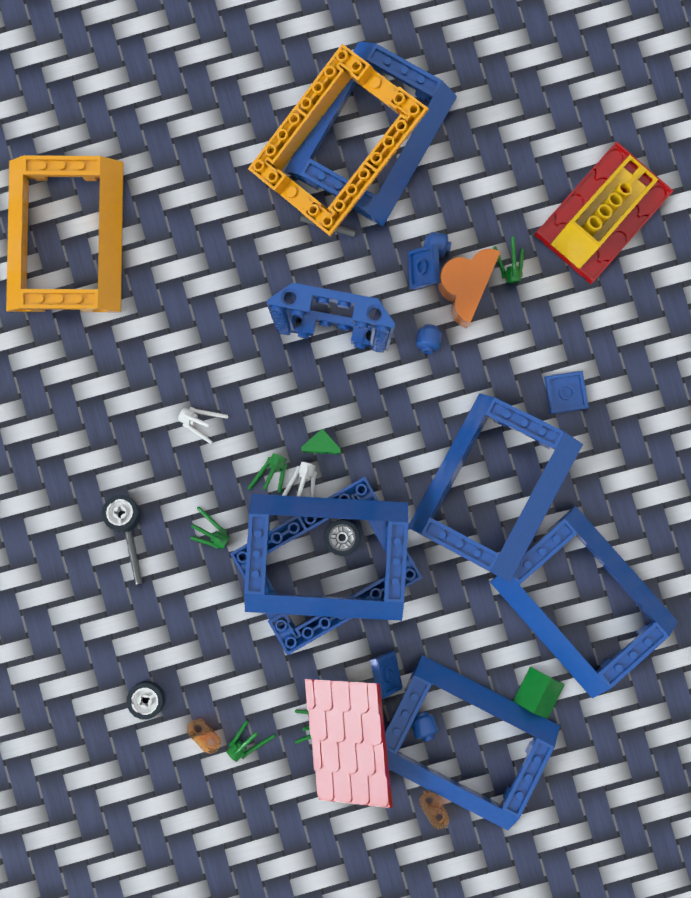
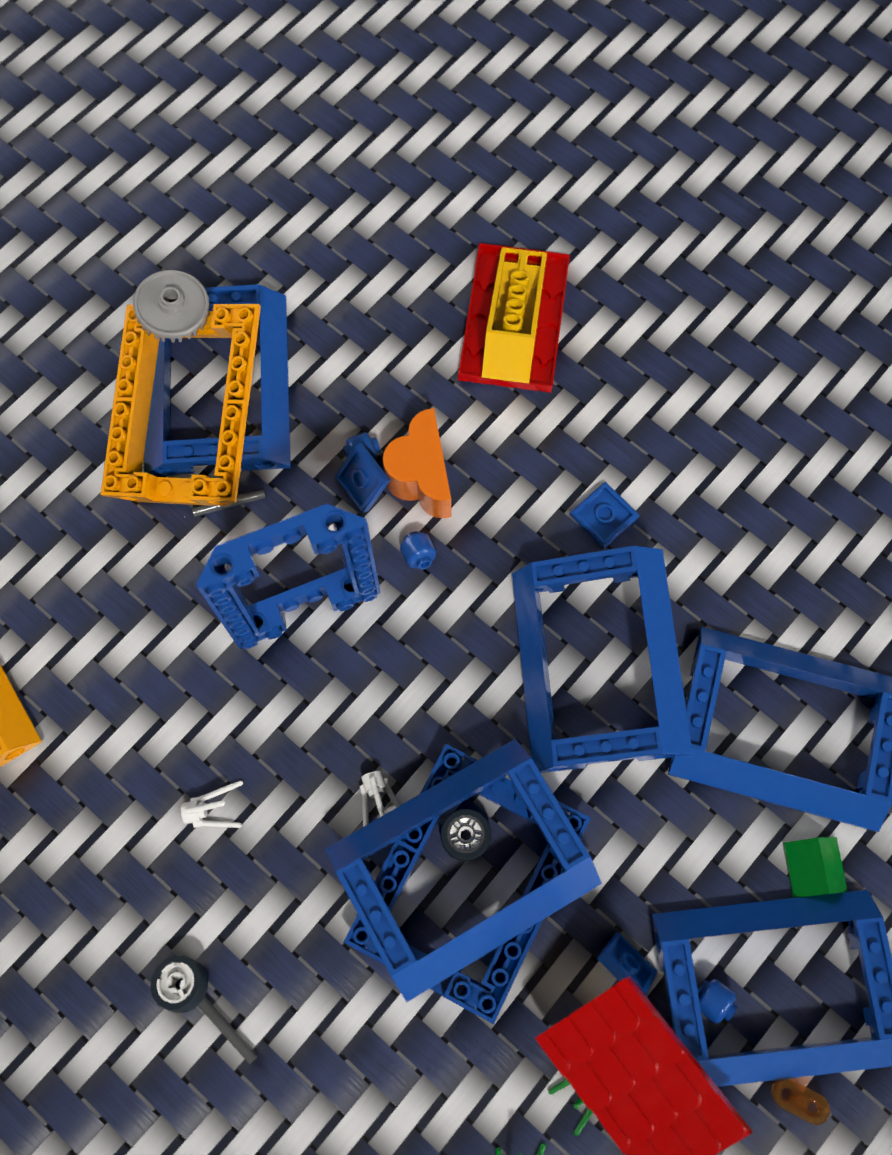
camera: 30 degrees left, 15 degrees down
(218, 539) = (319, 934): green plant -> none
(275, 463) = (332, 798): green plant -> none
(321, 444) = (372, 739): green slope -> none
(364, 80) = (171, 305): none -> light grey wheel
(513, 272) = (462, 429): green plant -> none

